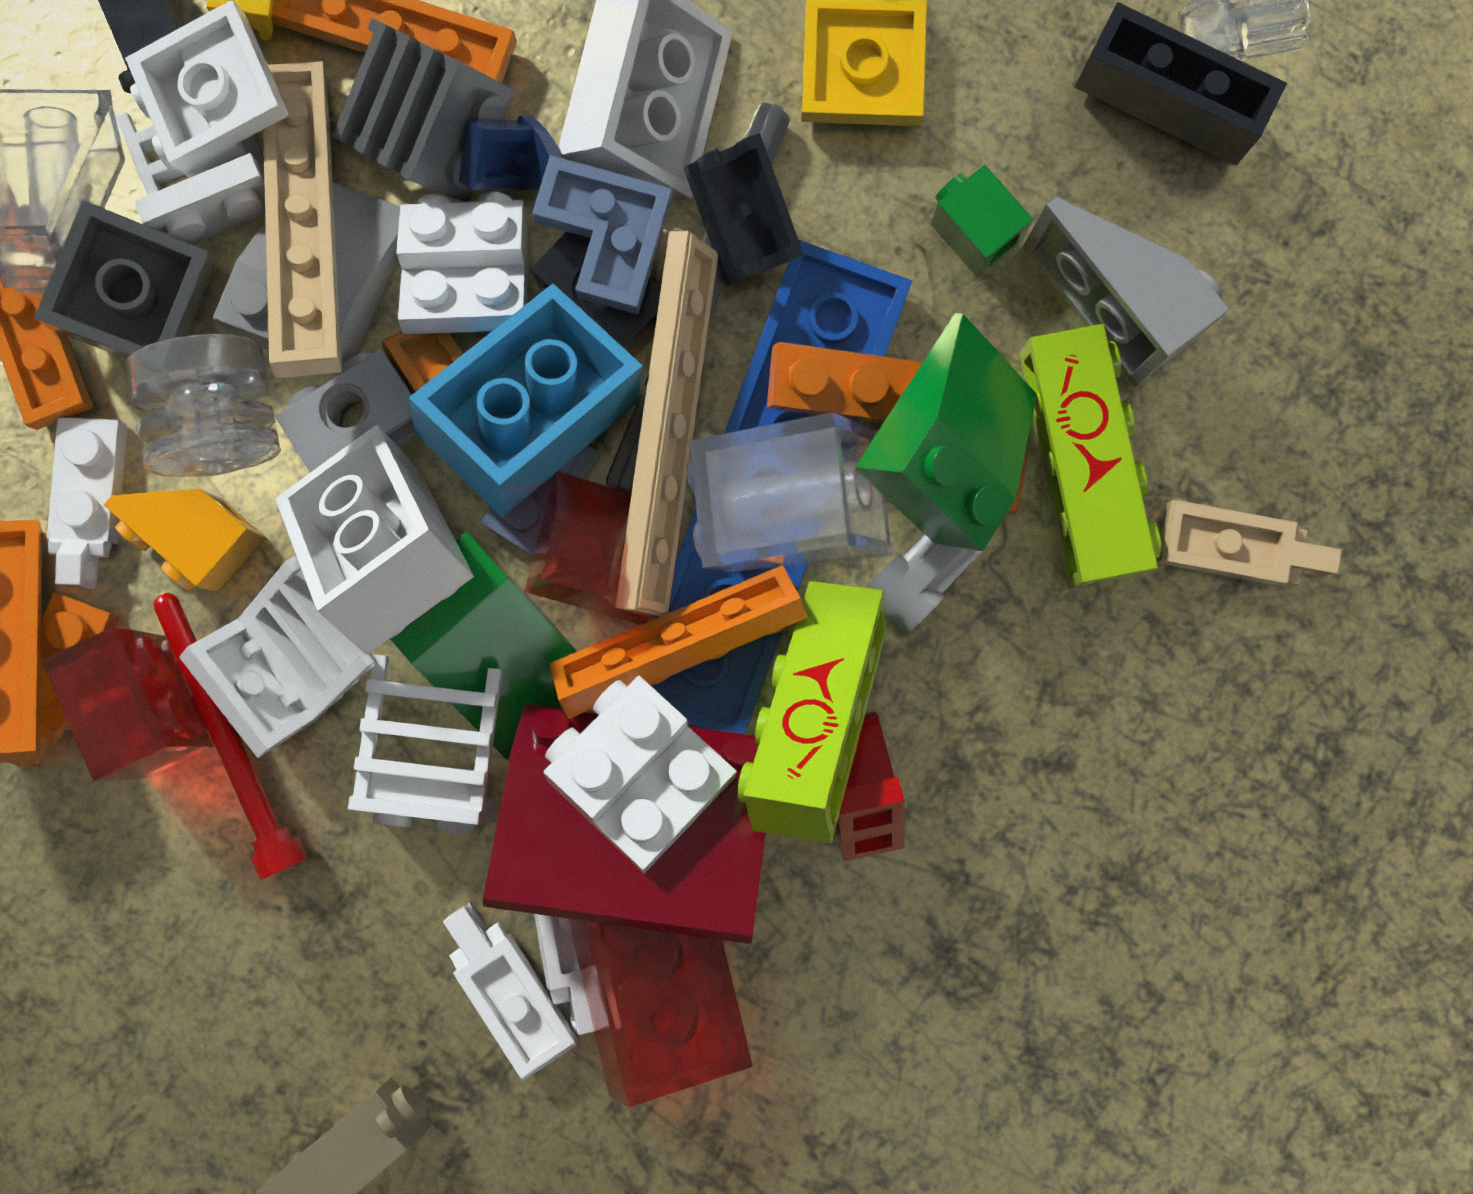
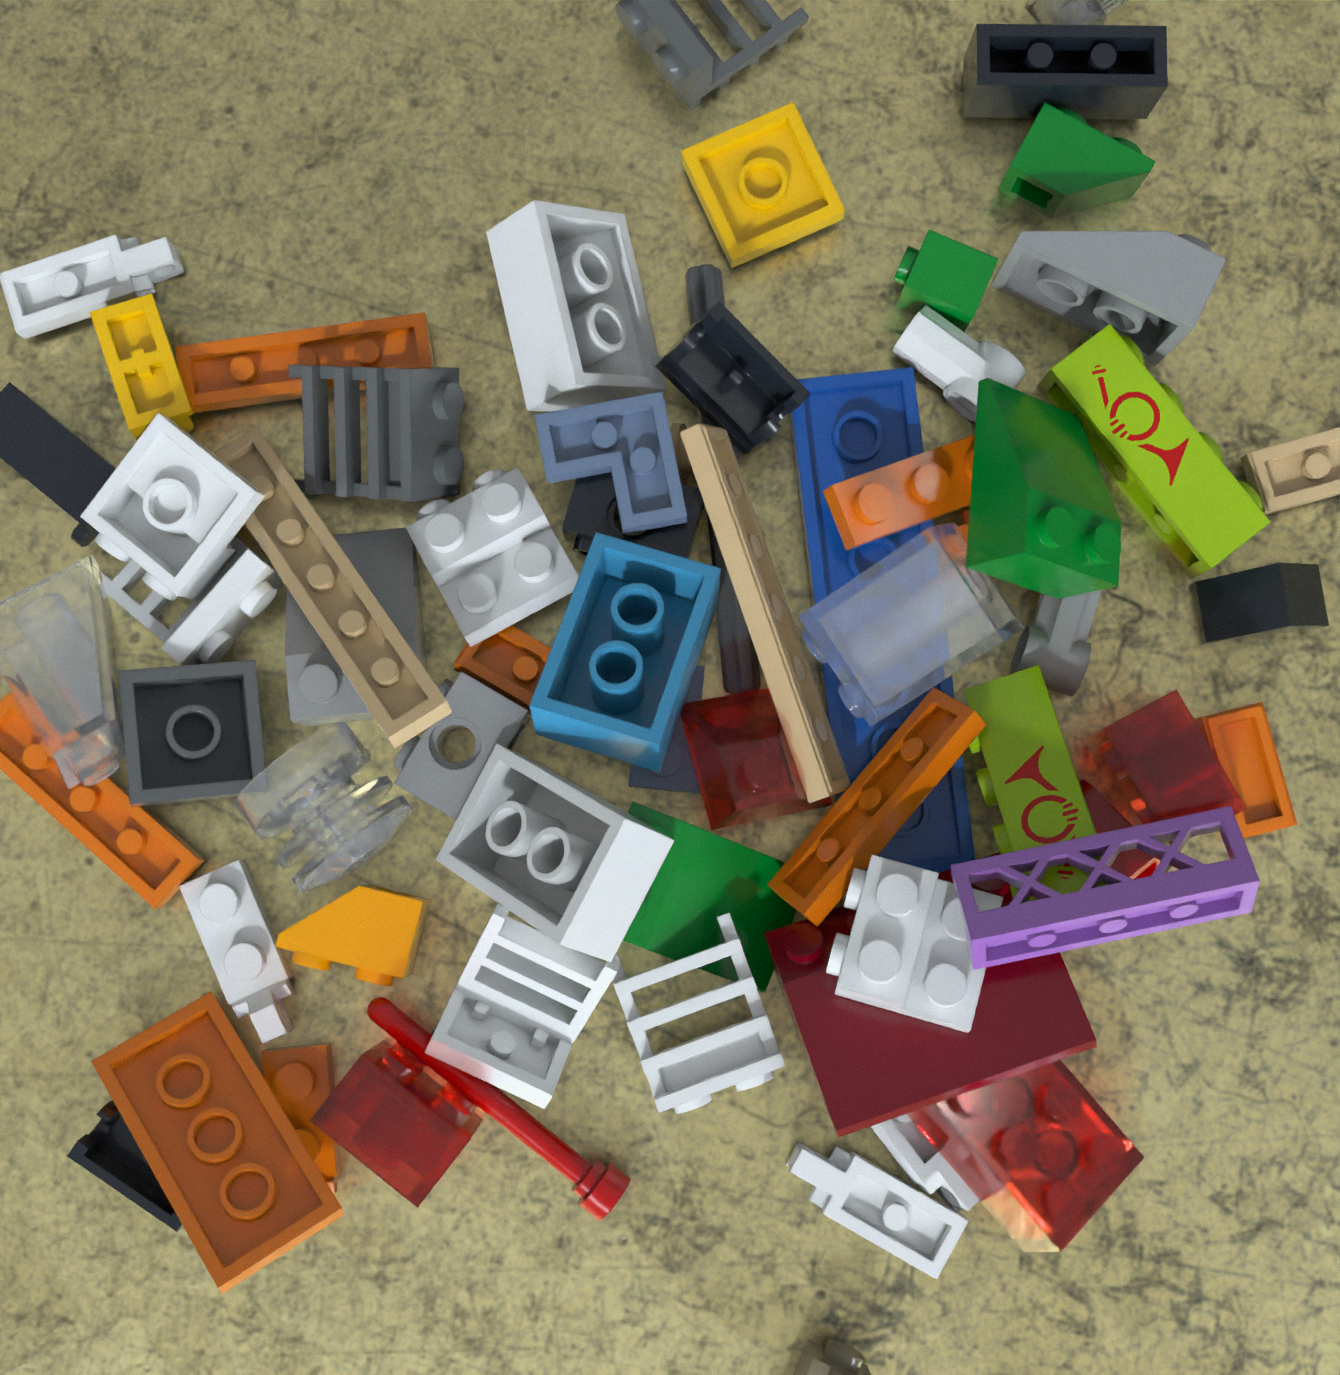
camera: 35 degrees left, 0 degrees up
(506, 154) = (485, 431): dark blue tile -> none
(811, 824) = (1111, 911): none -> medium lavender fence
(949, 735) = (1167, 762): none -> clear red brick
(952, 288) = (955, 360): none -> white piece
(1029, 780) = (1250, 760): none -> orange tile
(1119, 638) = (1260, 602): none -> black slope
(1144, 174) = (1072, 166): none -> green slope

